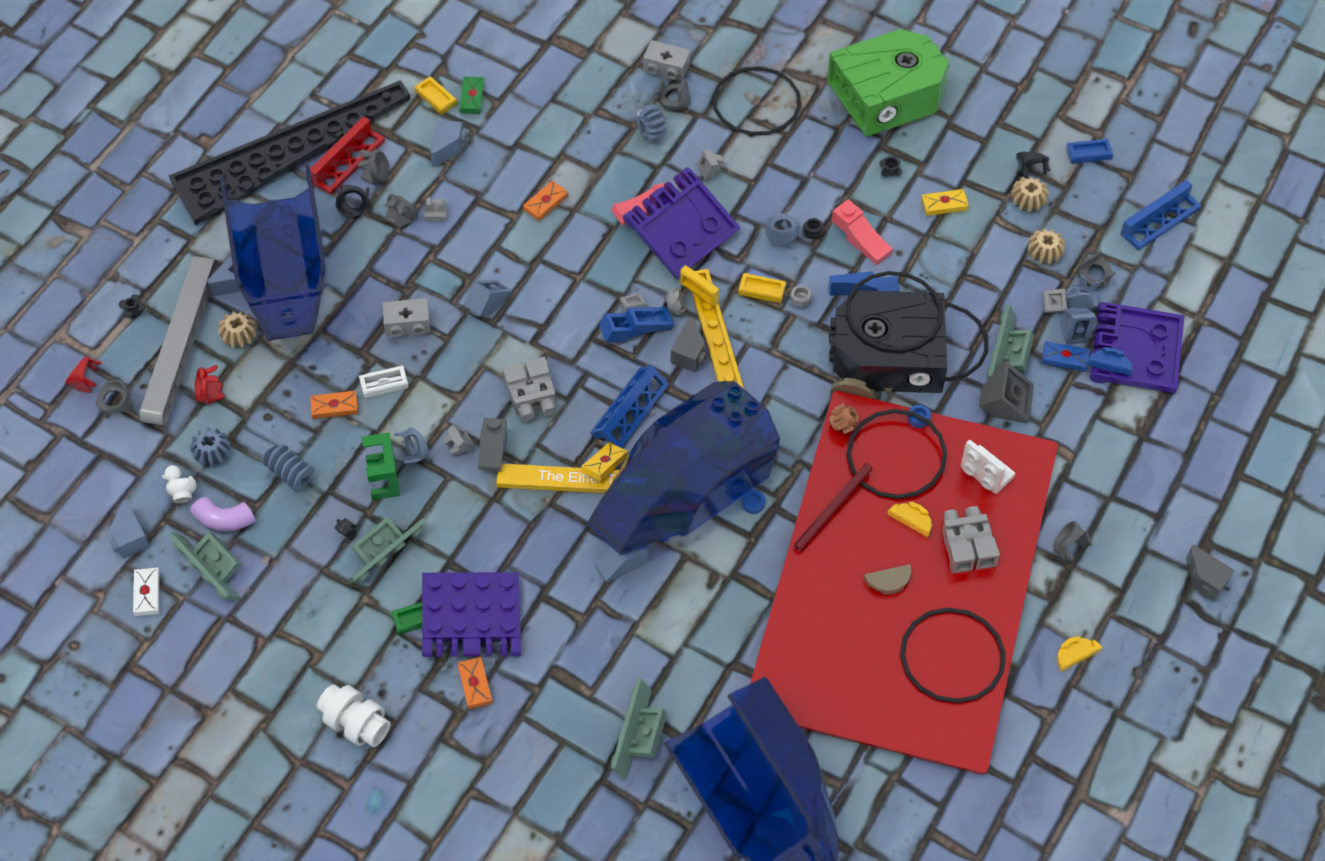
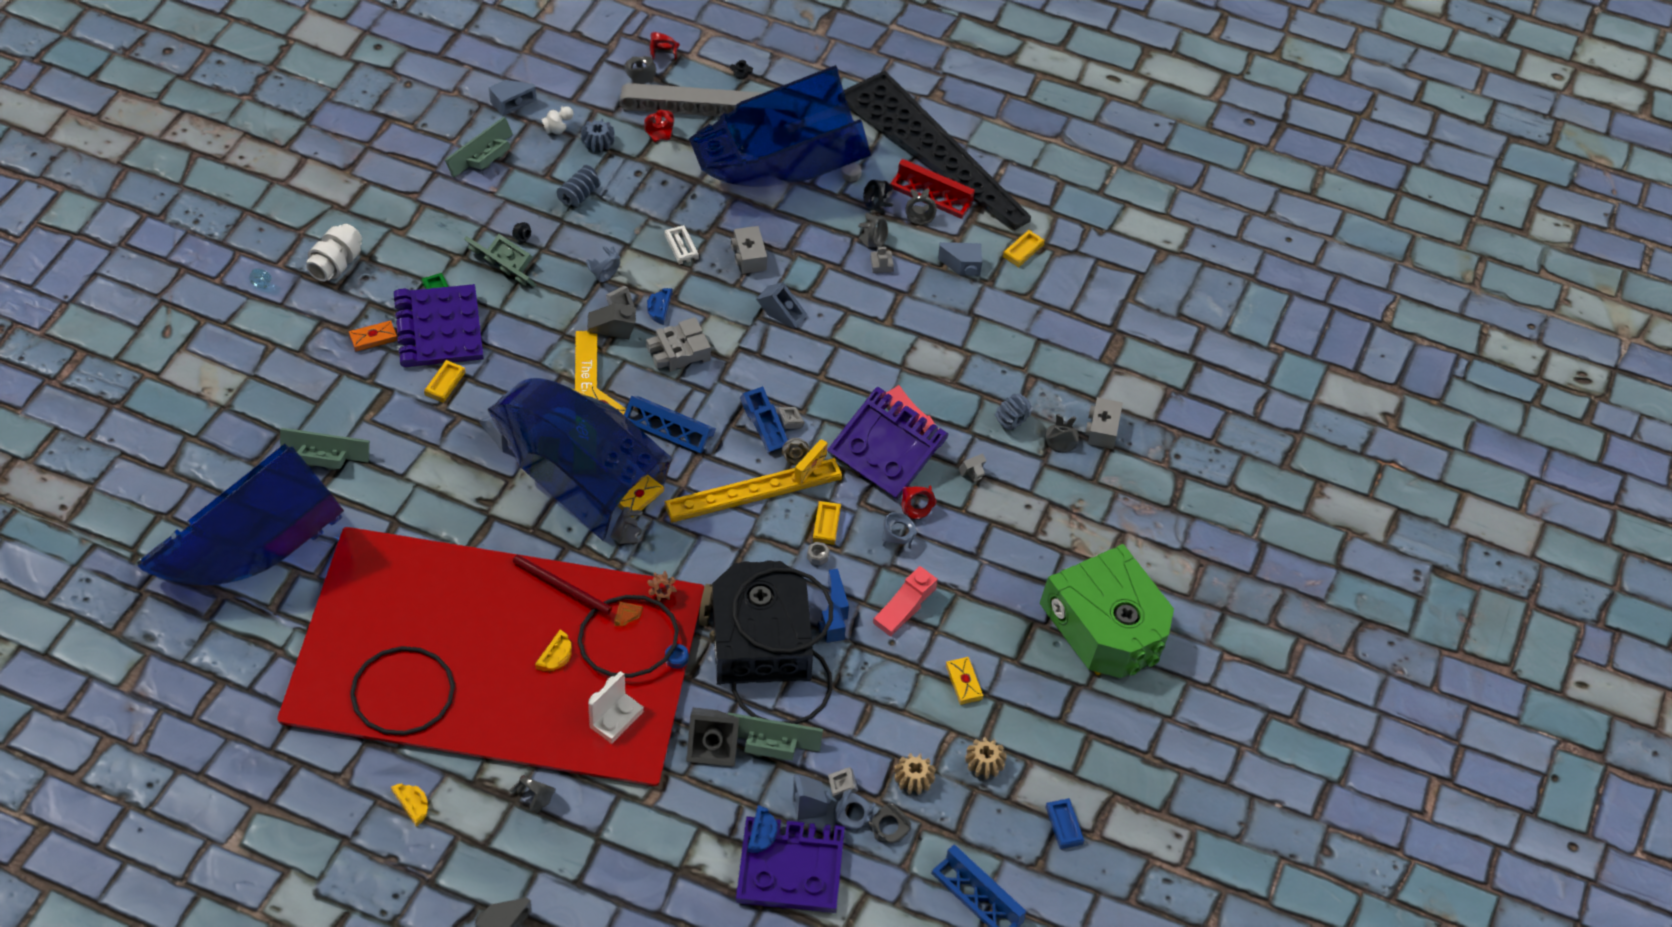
camera: 80 degrees right, 5 degrees down
(146, 591) = (456, 117): white tile -> none
(222, 518) = (526, 150): lavender cylinder -> none
(334, 404) = (652, 213): orange tile -> none
(381, 466) = (580, 246): green panel -> none
(467, 408) = (658, 305): none -> blue tile
(472, 95) = (1029, 275): green tile -> none
(545, 200) = (907, 342): orange tile -> none
(548, 612) = (444, 381): none -> yellow tile
(689, 347) = (743, 463): dark grey slope -> none
(750, 213) = (909, 493): none -> red piece
(753, 501) = (571, 527): blue tile -> none
(756, 132) = (1067, 543): black piece -> none
(813, 223) = (907, 556): black plate -> none
(869, 453) = (627, 613): none -> clear yellow tile
(889, 580) = (481, 634): dark tan tile -> none
(890, 166) = (1003, 623): black plate -> none
(969, 541) = (527, 696): light grey hips -> none
(1030, 158) = (1031, 751): black piece -> none
(1065, 356) = (773, 792): blue tile -> none

